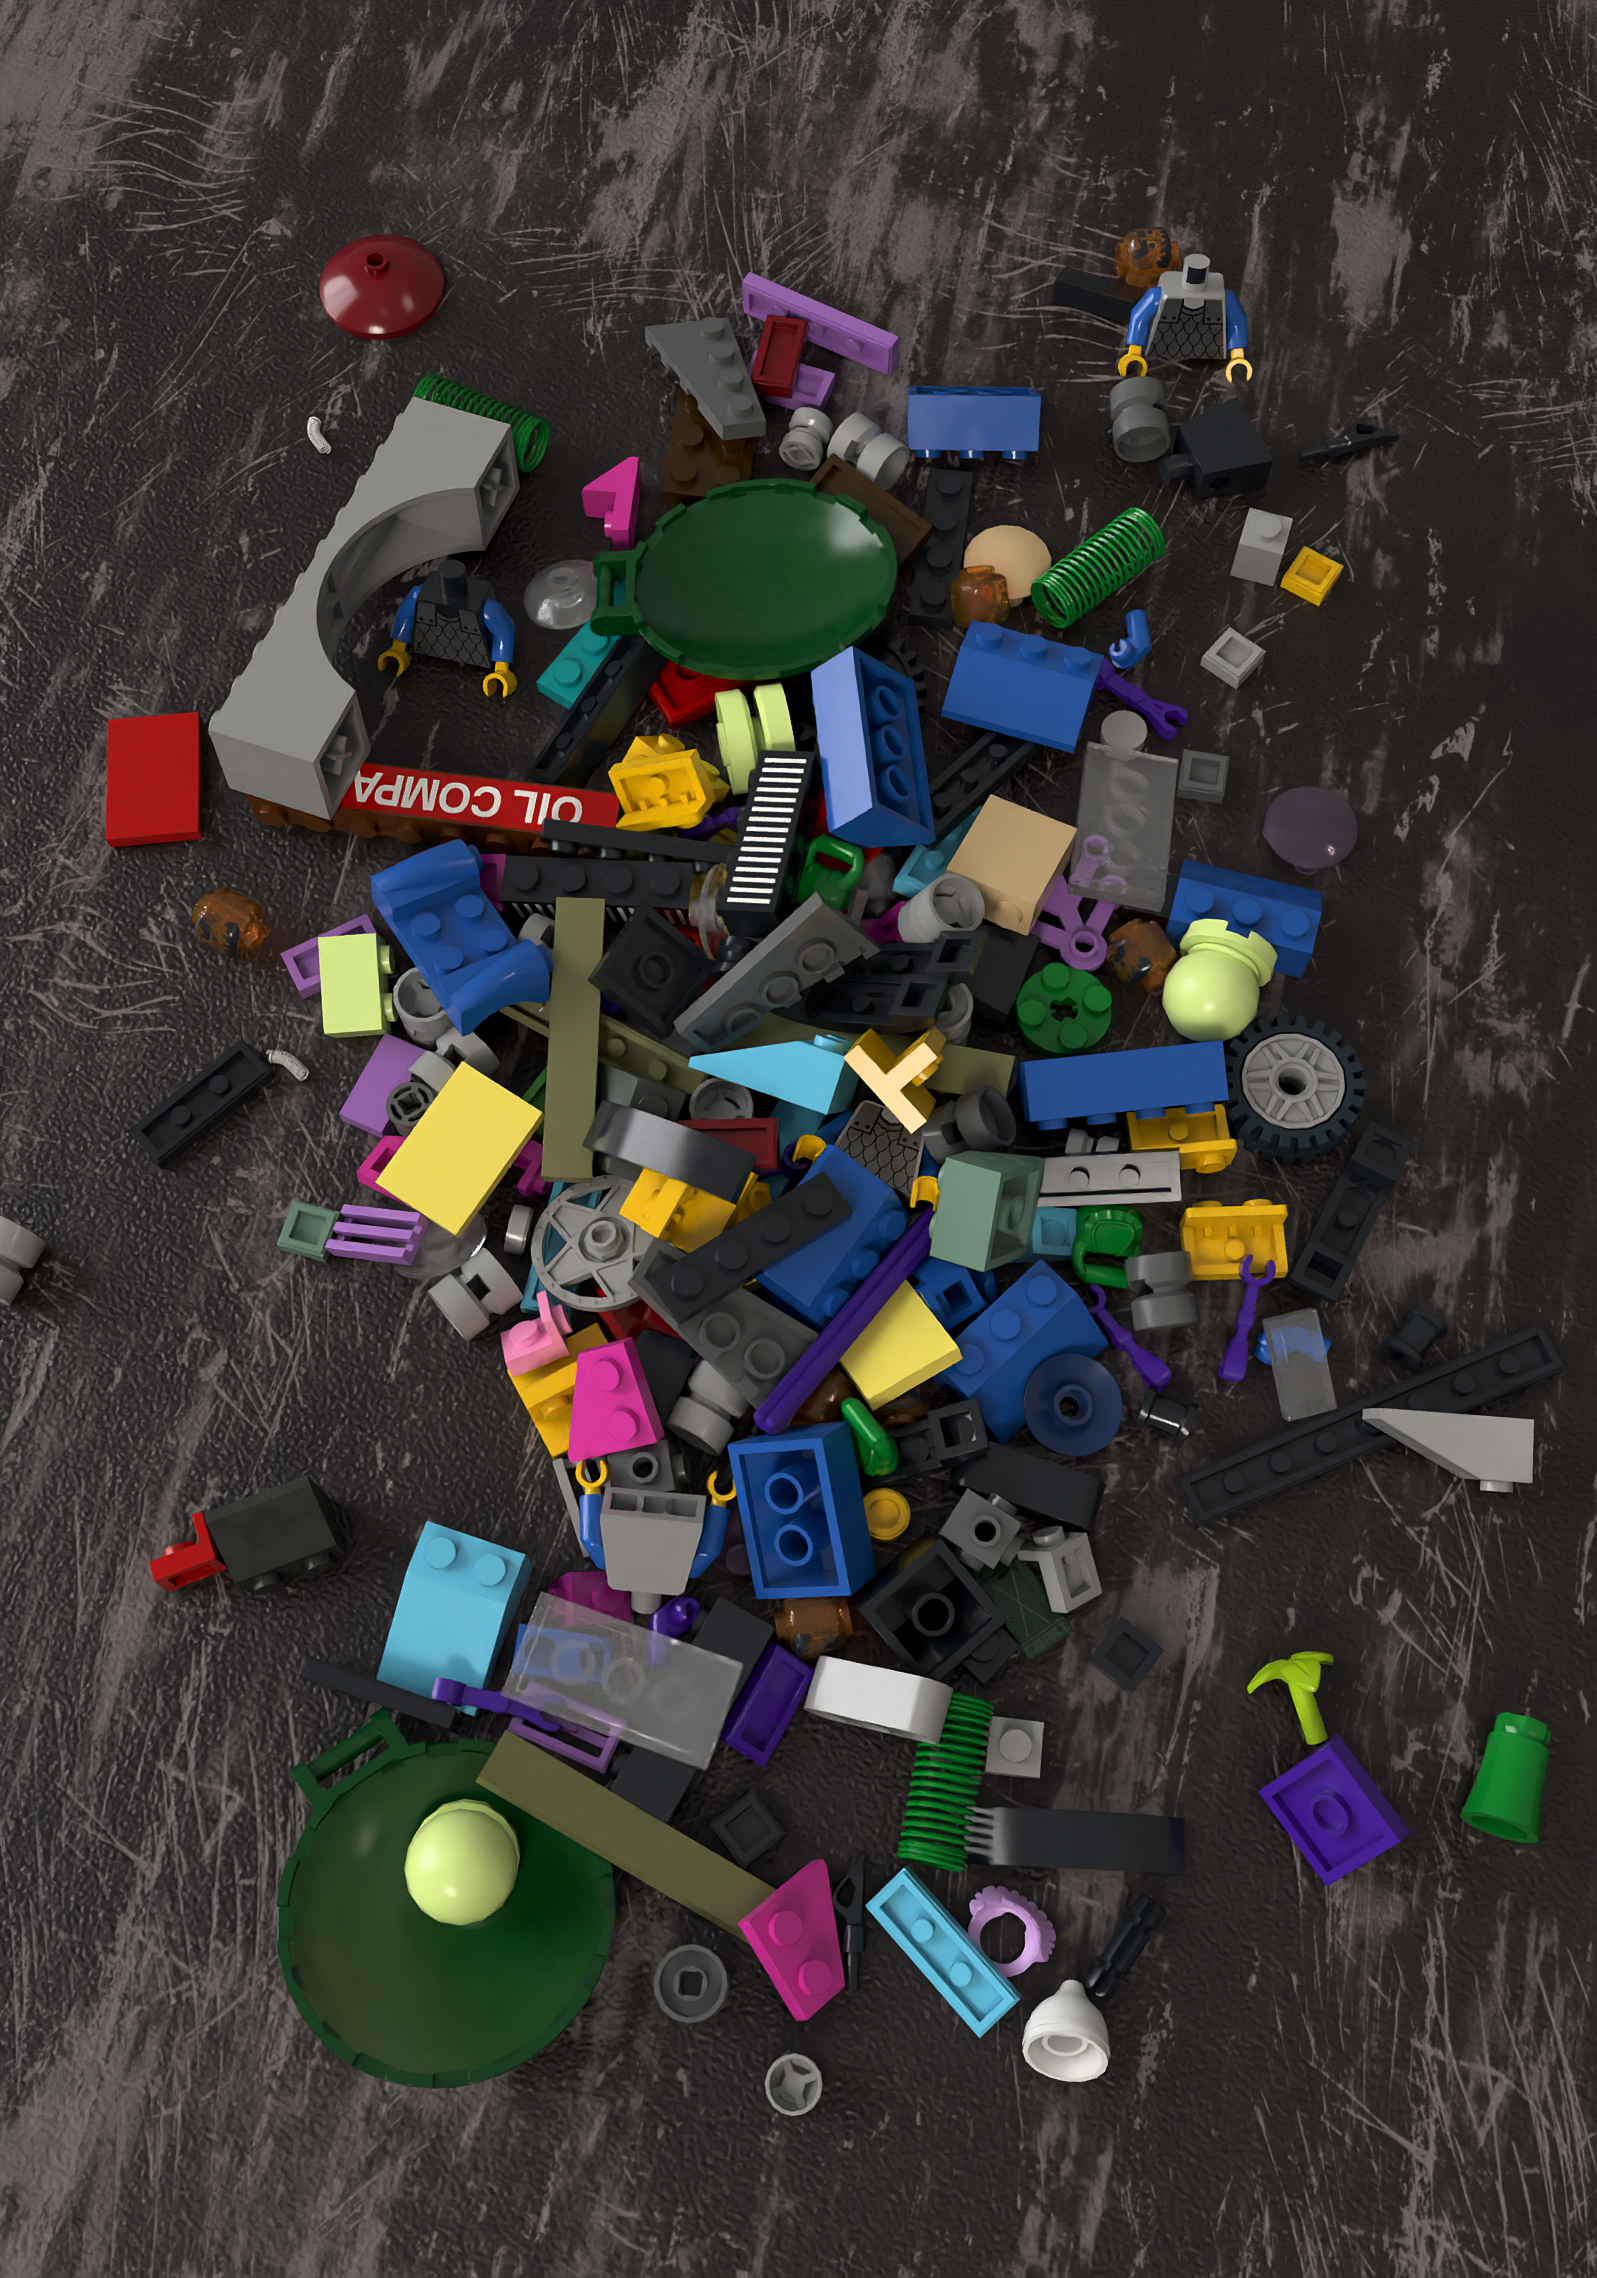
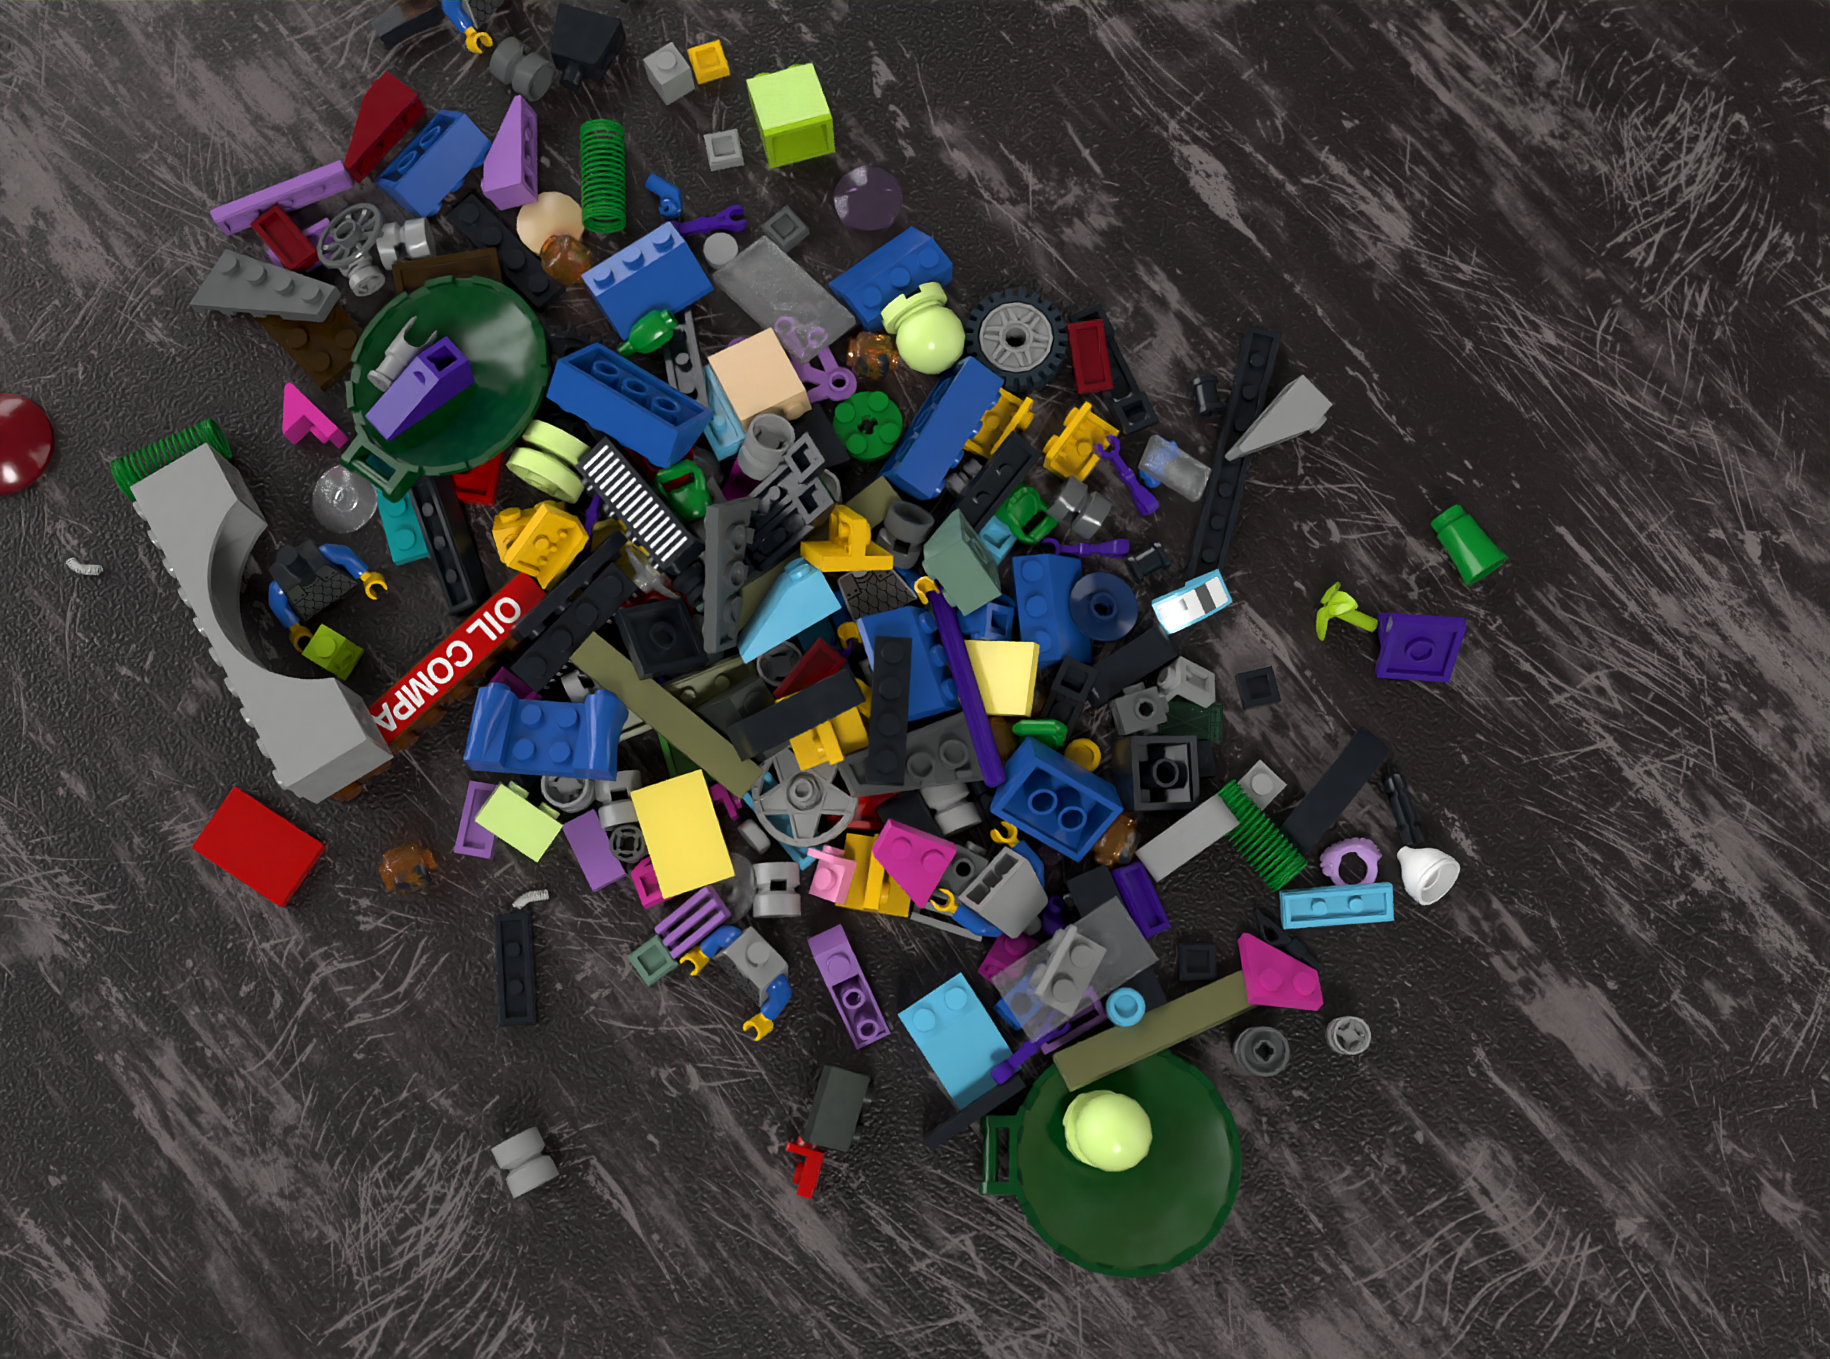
camera: 55 degrees left, 10 degrees up
(370, 1332) = (752, 967): none -> torso
(400, 695) = (333, 652): none -> lime brick
(426, 1450) = (848, 986): none -> medium lavender slope
(608, 1662) = (1067, 970): none -> light grey bracket
(622, 1773) = (1125, 1007): none -> medium azure tile
(728, 566) = (421, 388): none -> dark purple slope
(742, 529) = (397, 359): none -> light grey piece
(829, 399) = (349, 235): none -> dark grey wheel
(970, 725) = (649, 333): none -> green plant
(974, 346) = (383, 119): none -> dark red slope
(1042, 478) = (512, 159): none -> medium lavender slope
(1162, 1501) = (1193, 602): none -> slope
(1325, 686) = (791, 115): none -> slope
(1342, 1175) = (1089, 357): none -> dark red tile

